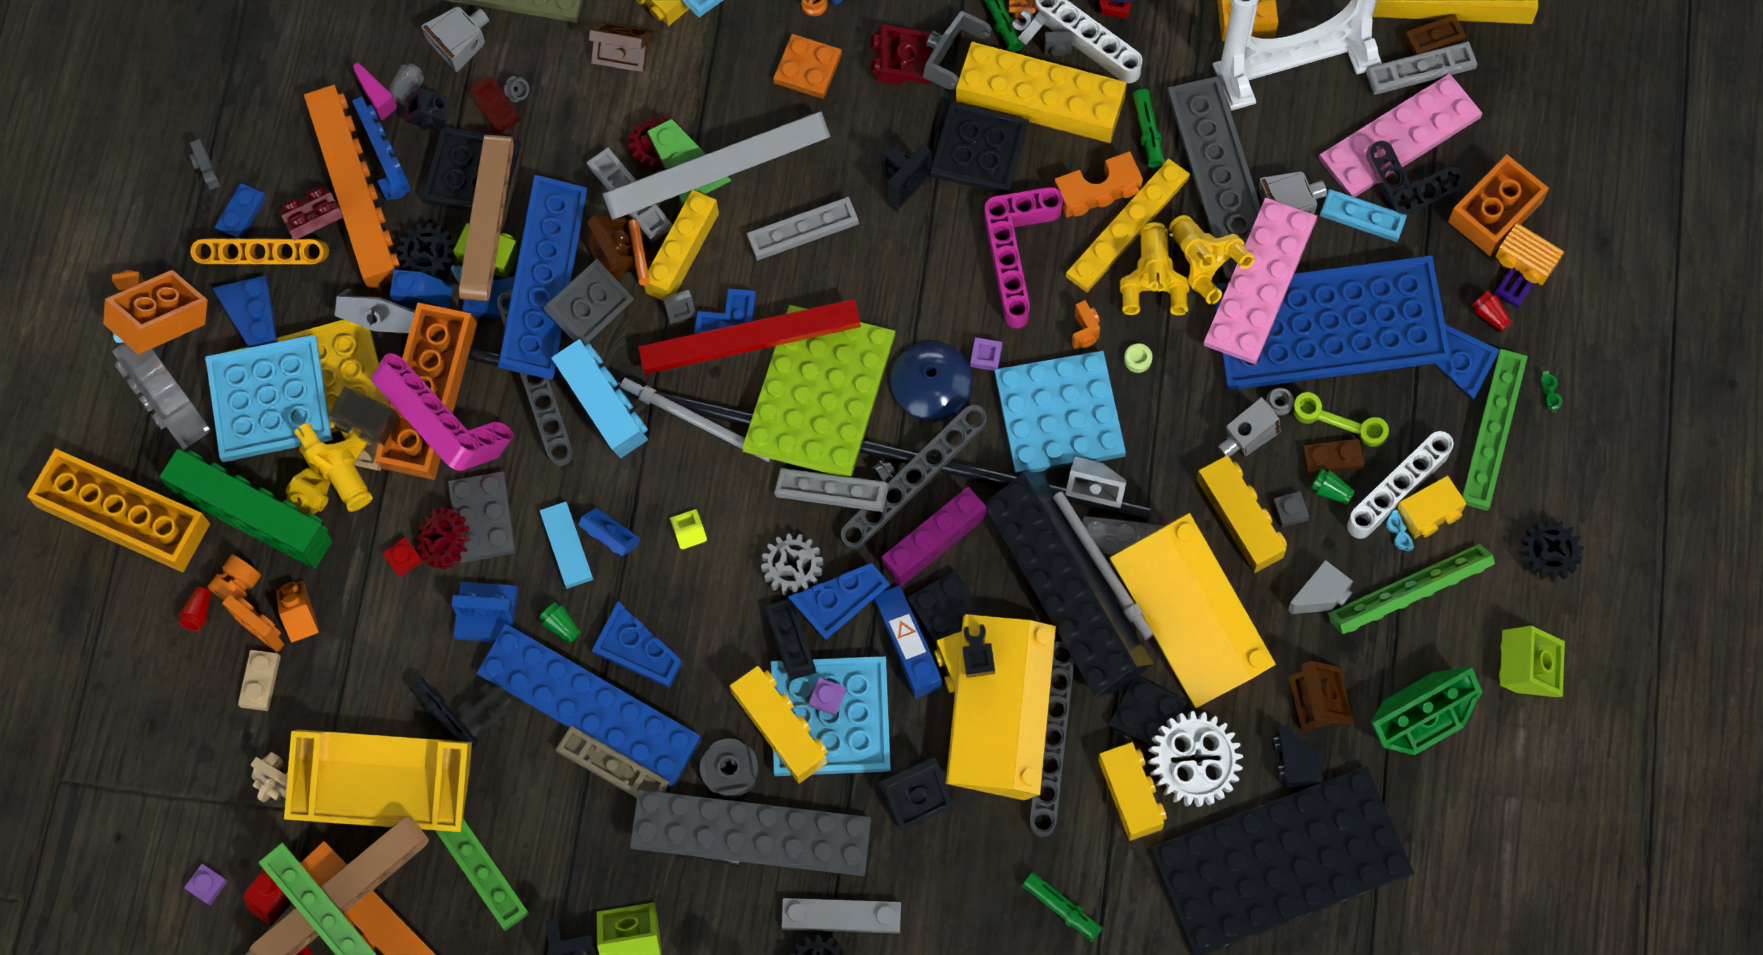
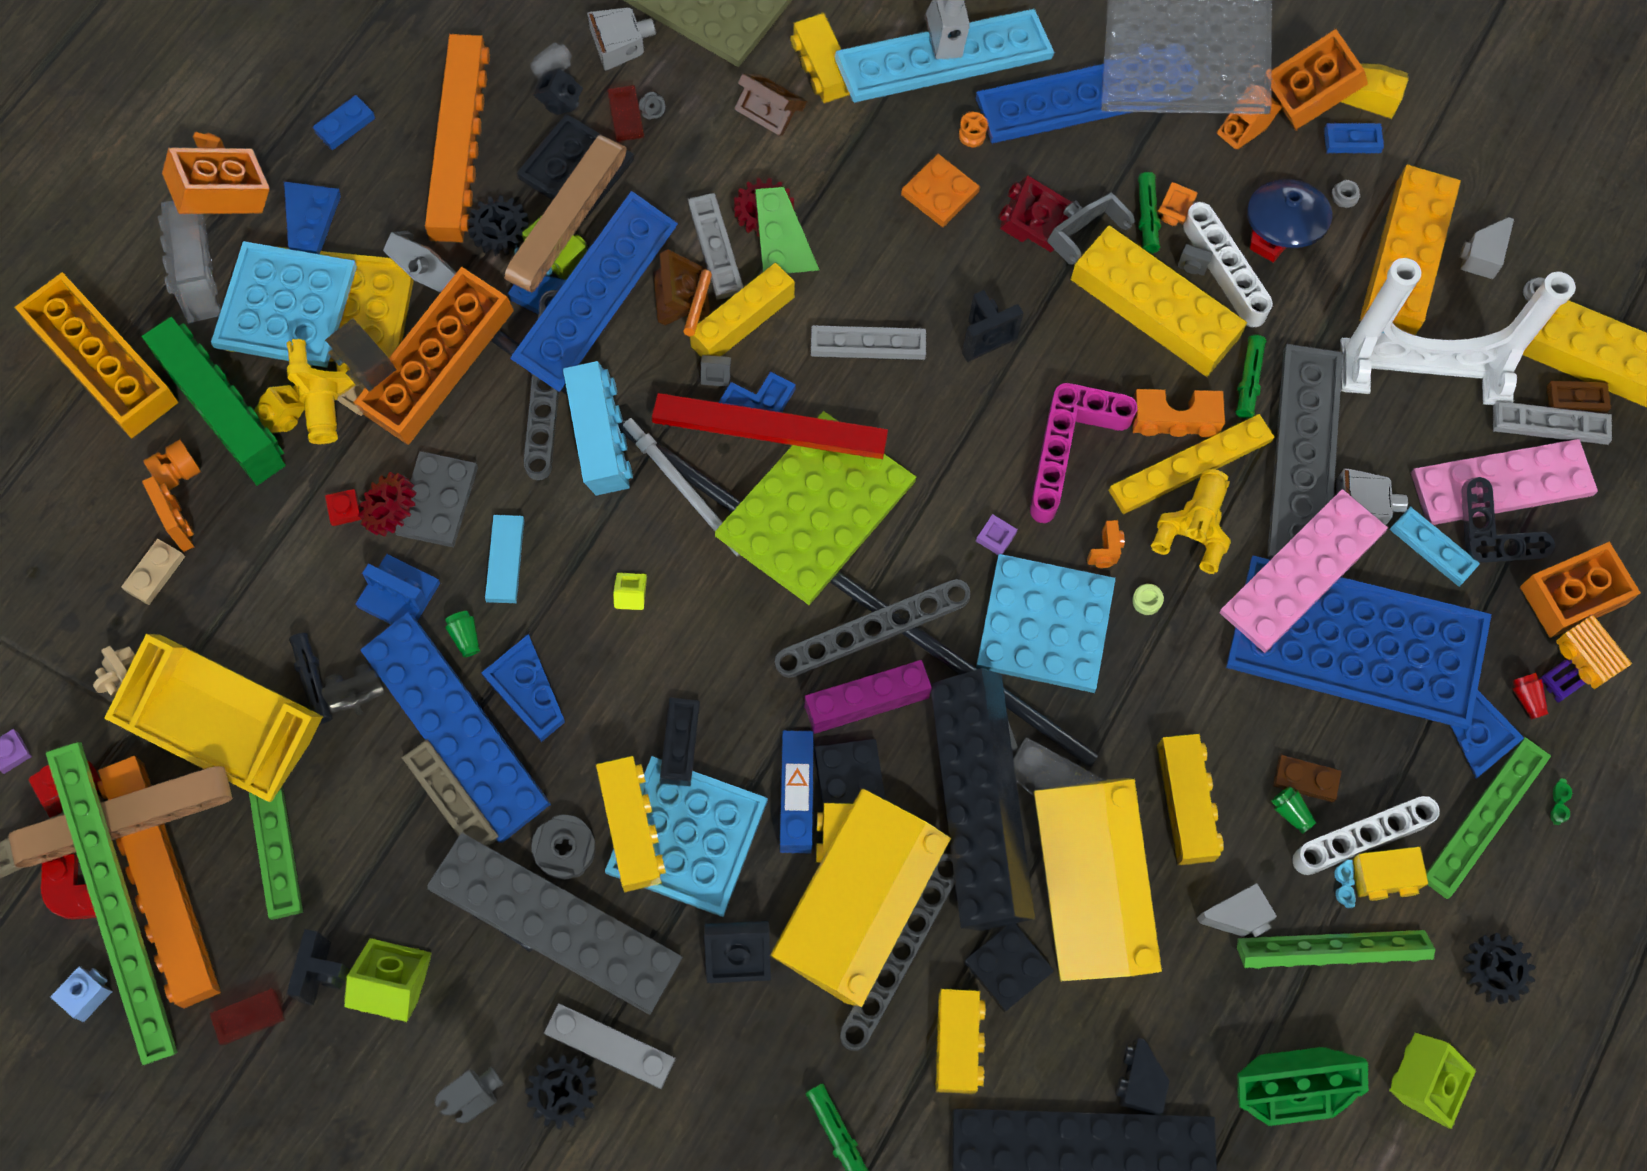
camera: 15 degrees right, 0 degrees up
(195, 610) = (124, 479): red cone -> none
(201, 160) = (330, 60): dark grey plate -> none
(247, 254) = (331, 159): light orange beam -> none
(296, 611) = (217, 519): orange slope -> none
(310, 212) = (405, 145): dark red plate -> none
(379, 97) = (520, 66): dark pink slope -> none
(382, 147) = (498, 105): blue plate -> none
(397, 191) = (496, 152): blue plate -> none
(417, 287) = (475, 257): blue slope -> none
(434, 421) = (425, 390): dark pink beam -> none
(588, 303) = (627, 332): dark grey plate -> none
(609, 531) = (551, 562): blue plate -> none
(716, 165) = (808, 248): light grey beam -> none
(783, 570) = (726, 666): light grey gear -> none
(827, 697) = (691, 815): medium lavender plate -> none
(831, 489) = (786, 608): light grey tile -> none
(840, 599) = (745, 722): blue wing -> none
(883, 471) = (844, 612): dark grey plate -> none
(931, 396) = (927, 556): dark blue dish -> none
(978, 656) = (857, 838): black plate -> none
(979, 148) = (1074, 331): black plate -> none
(1030, 27) = (1174, 233): light grey tile -> none
(1095, 483) = (1052, 708): light grey slope -> none
(1132, 611) = (1035, 855): light grey bar -> none
(1192, 733) = (1046, 1008): white gear -> none
(1207, 254) = (1259, 523): yellow wheel -> none
(1258, 422) = (1243, 711): light grey torso -> none
(1285, 396) = (1280, 694): light grey plate -> none
(1291, 509) = (1242, 814): dark grey plate -> none
(1320, 696) = (1195, 1023): reddish brown bracket -> none
(1372, 431) = (1356, 769): lime piece -> none

